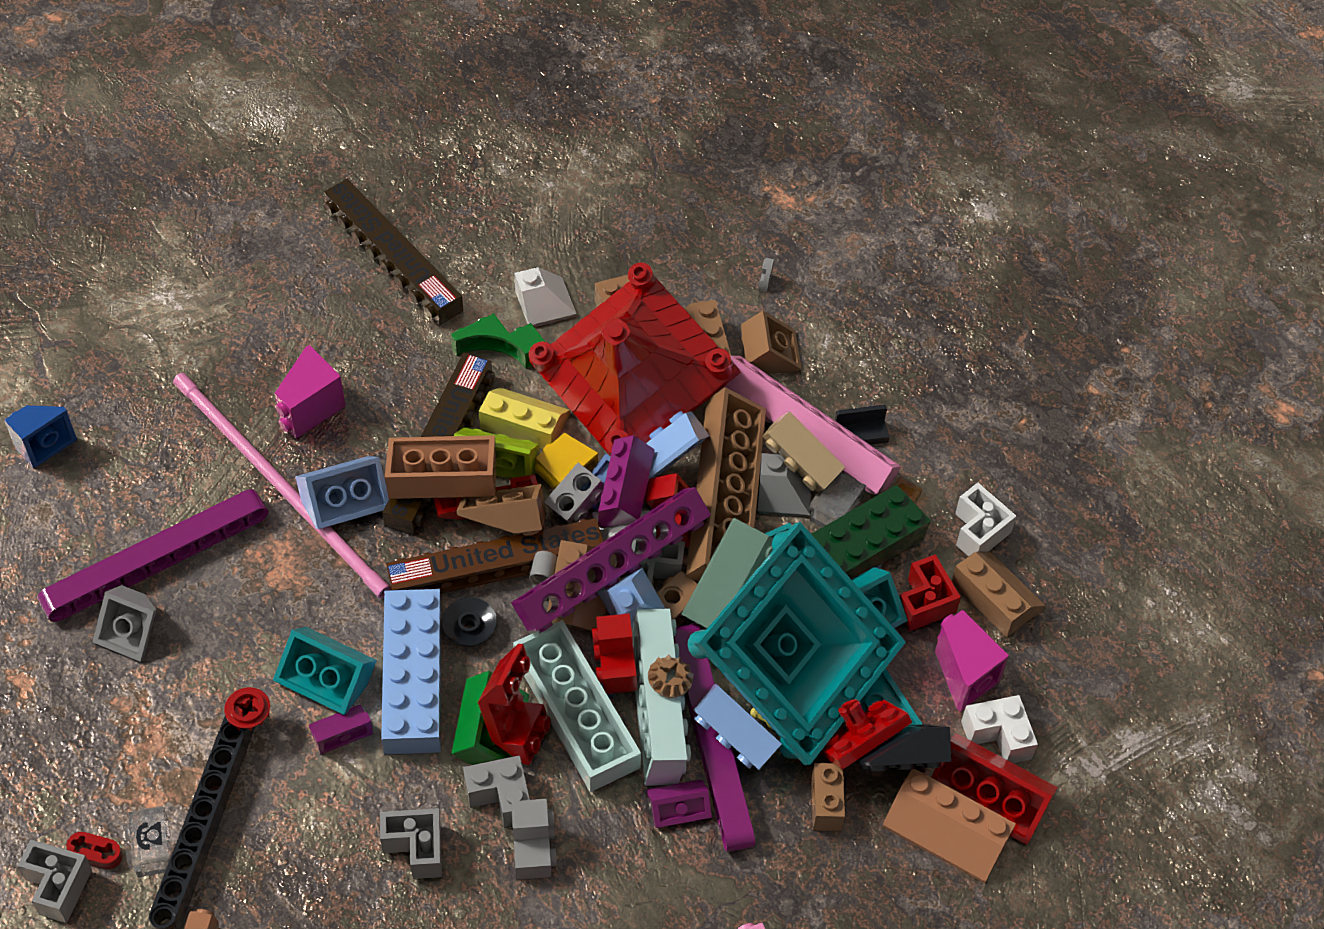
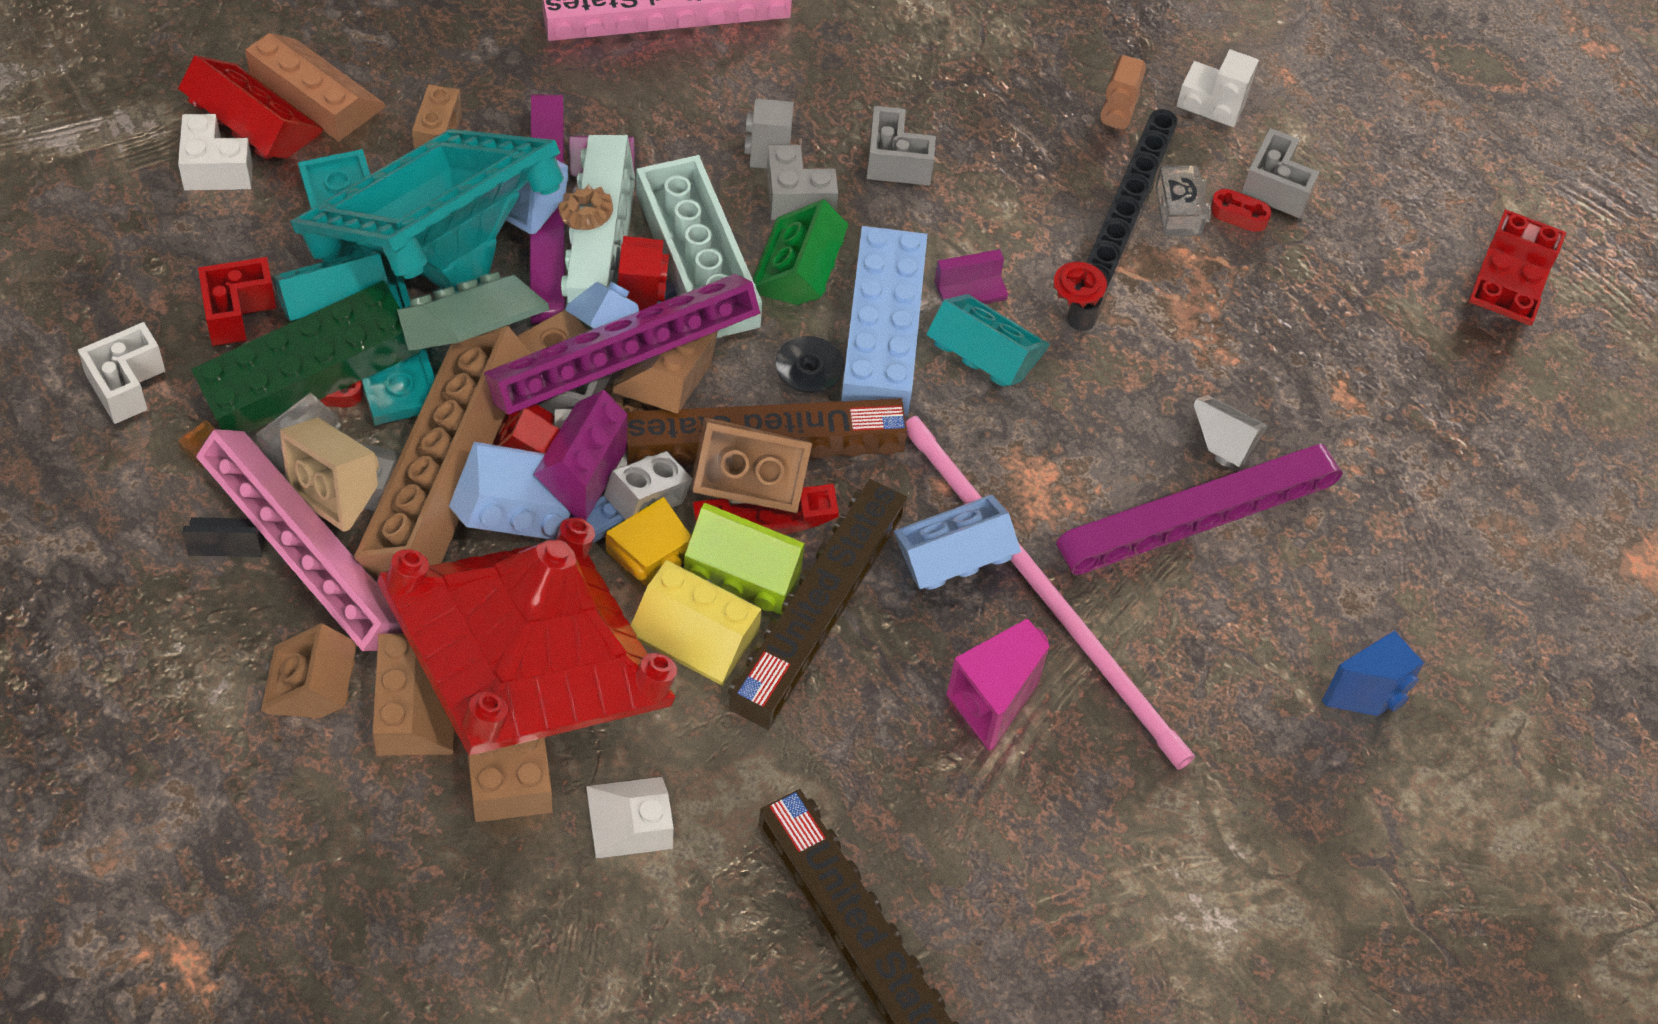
camera: 175 degrees left, 0 degrees up
(441, 467) = (826, 503): nougat slope -> none
(491, 335) = (725, 757): green arch -> none
(509, 720) = (775, 216): red slope -> none
(543, 567) = (709, 381): light grey piece -> none
(766, 276) = (272, 801): light grey tile -> none
(863, 730) = (370, 142): red plate -> none
(912, 746) = (341, 121): black slope -> none
(968, 659) = (218, 209): dark pink slope -> none
(996, 592) = (136, 290): medium nougat slope -> none

